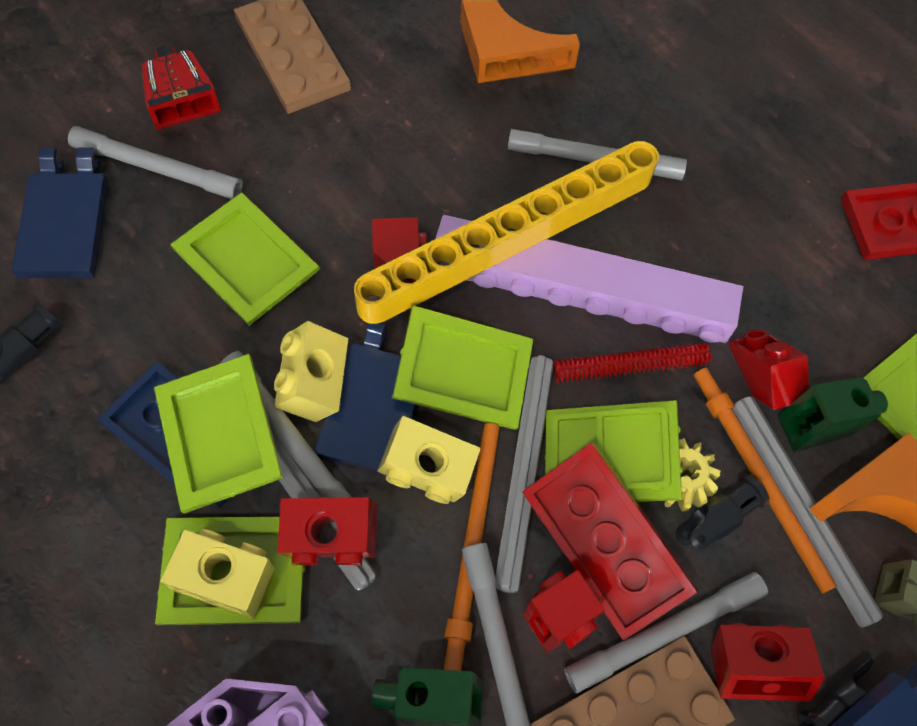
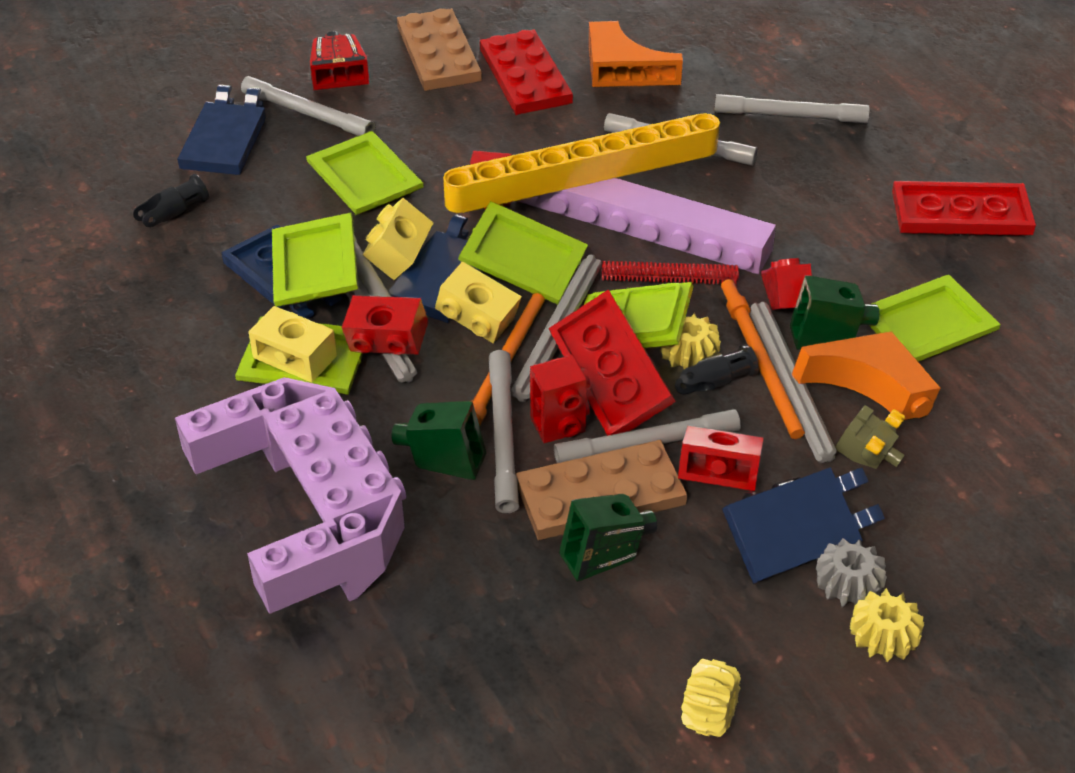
camera: 15 degrees right, 20 degrees down
(399, 73) = (525, 72): none -> red plate
(762, 91) = (842, 112): none -> light grey piece

